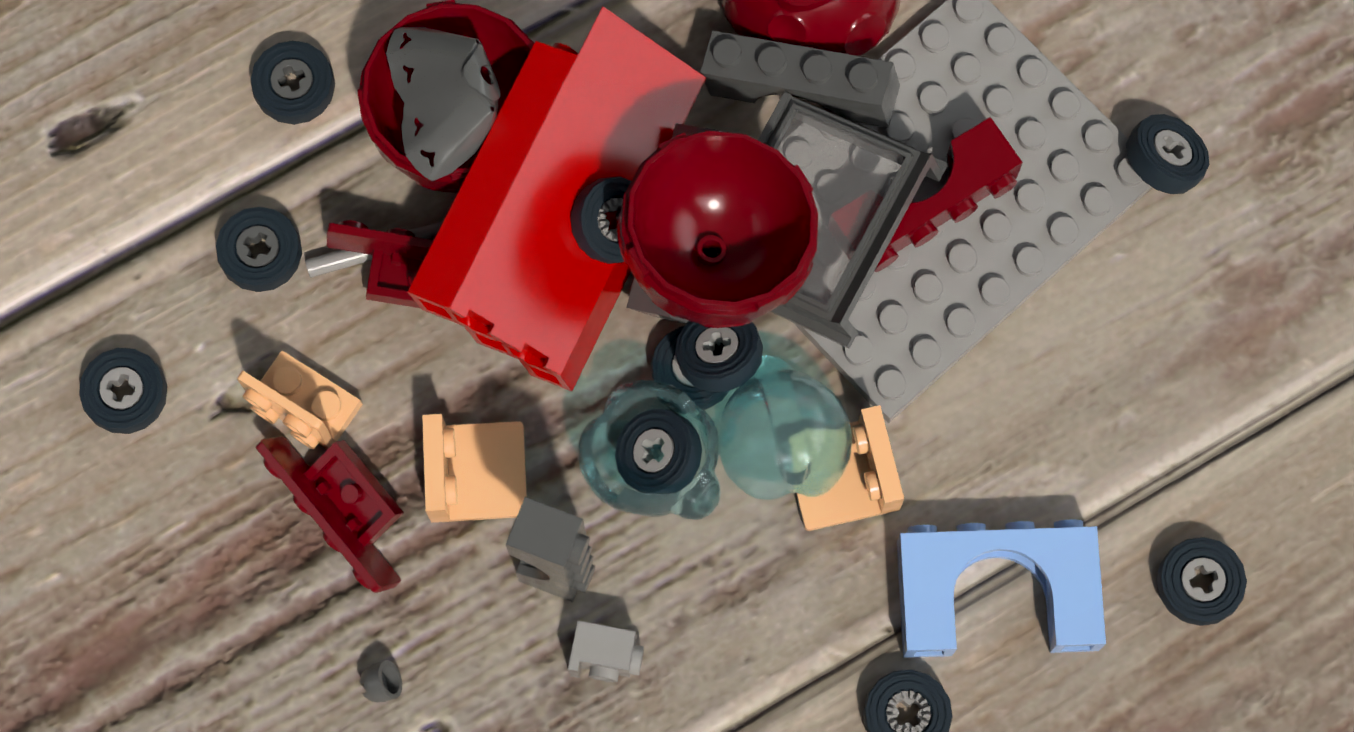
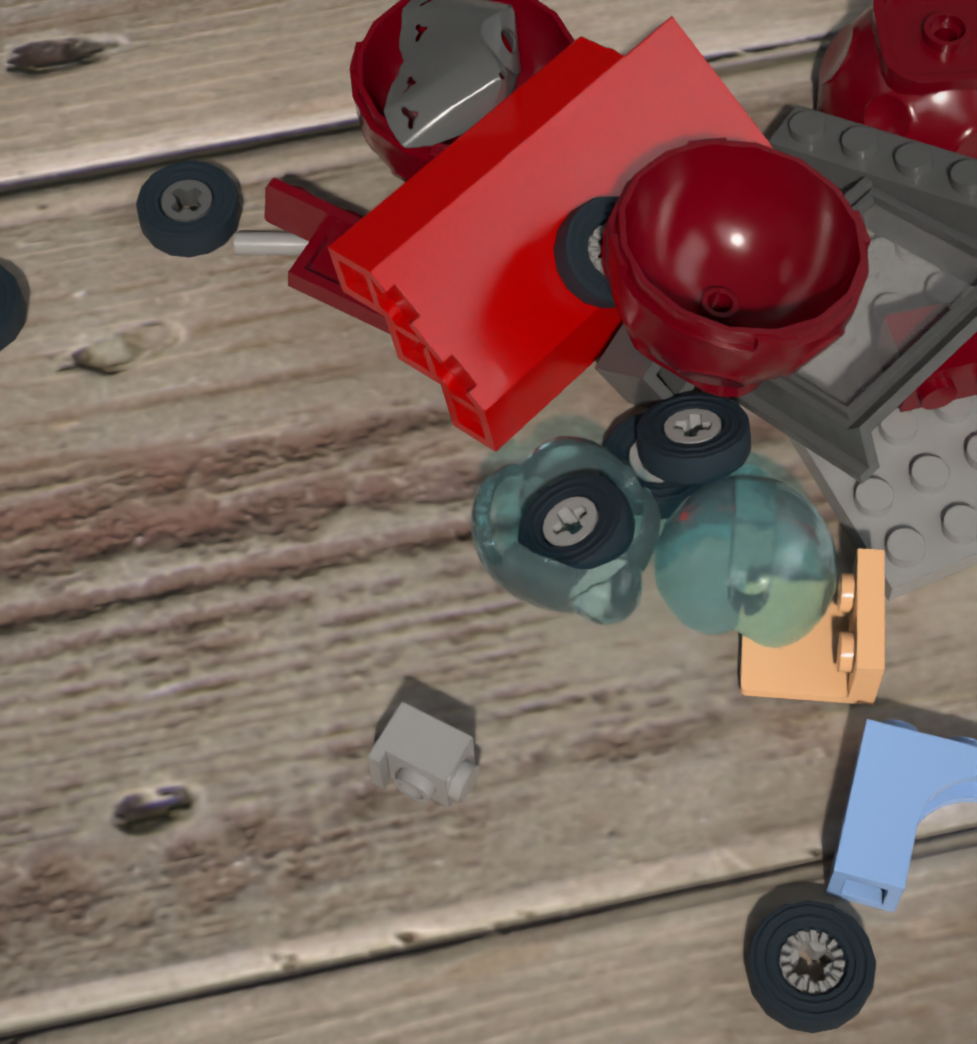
camera: 20 degrees right, 15 degrees down
(303, 401) = (165, 367): light nougat bracket -> none
(315, 89) = (301, 82): black bush -> none
(342, 501) = (169, 492): dark red bracket -> none
(381, 682) = (130, 699): dark grey hinge -> none
(473, 470) = (336, 499): light nougat bracket -> none
(551, 550) = (398, 563): dark grey arch -> none

